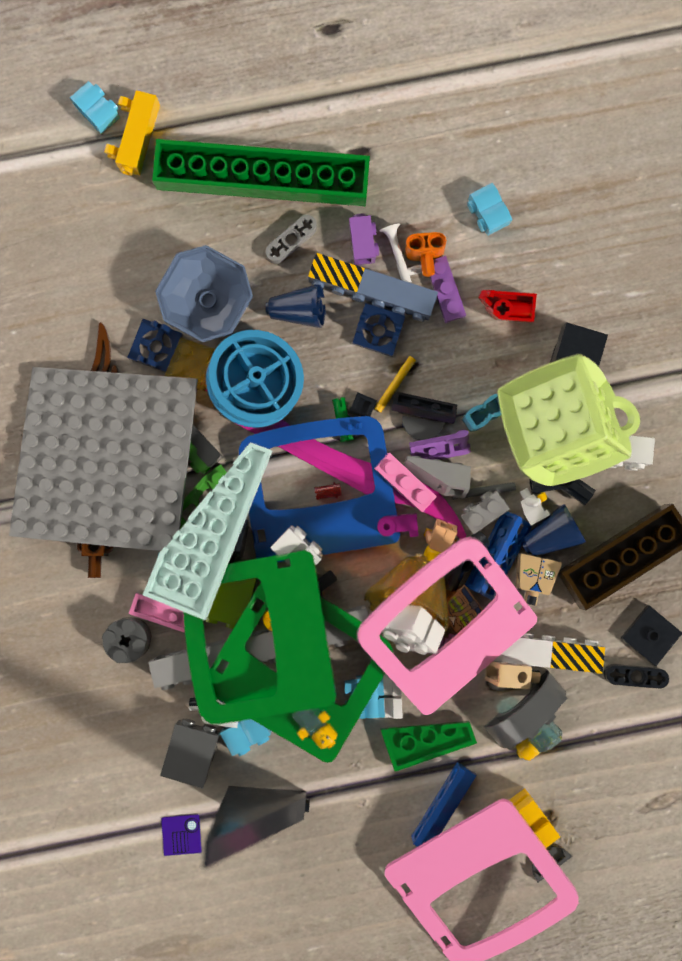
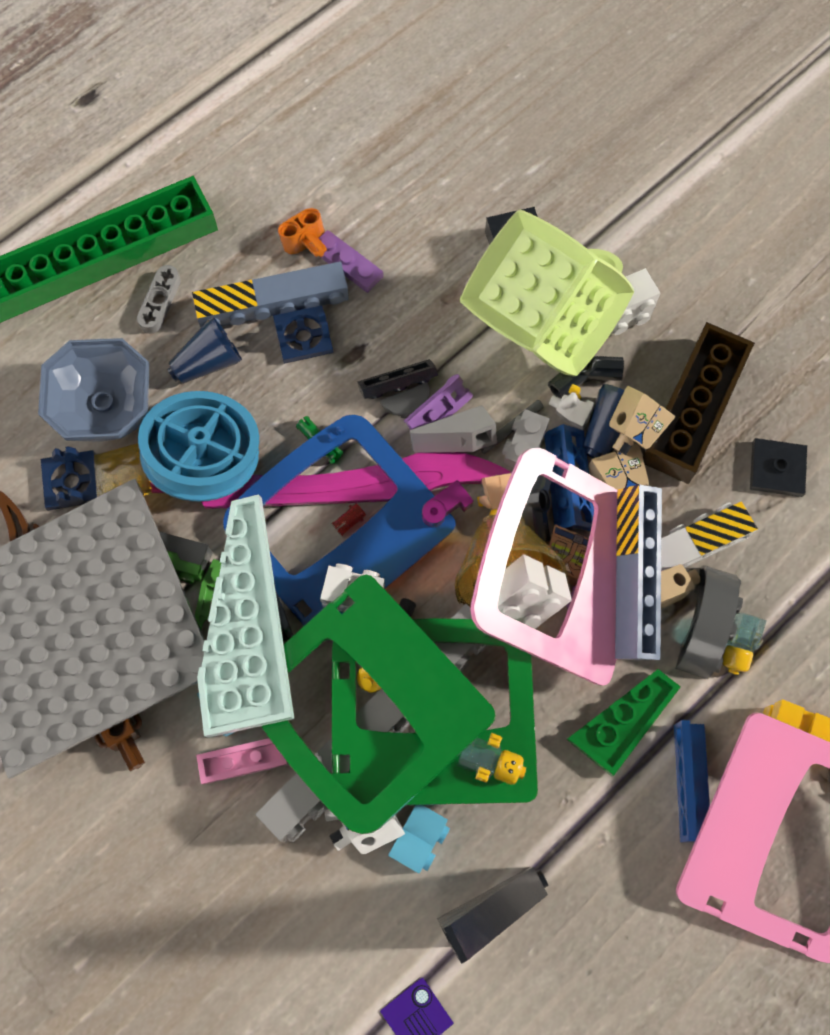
camera: 30 degrees left, 15 degrees down
(128, 652) = (199, 819): dark grey brick -> none
(190, 753) = (367, 900): dark grey brick -> none
(231, 602) = (311, 694): lime brick -> none
(362, 239) = (232, 257): medium lavender brick -> none
(362, 405) = (331, 412): black tile -> none
(379, 705) = (553, 710): hips -> none
(394, 384) = (352, 384): yellow bar -> none
(405, 273) = (257, 236): white piece -> none
(405, 482) = (424, 460): bright pink plate -> none
(482, 414) = (463, 346): medium azure brick -> none
(489, 209) = (344, 166): medium azure brick -> none
(495, 660) = (638, 573): none -> sand blue brick
(518, 305) = (429, 233): red piece -> none
(570, 550) = (638, 420): none -> tan torso
(652, 671) = (798, 506): black beam -> none

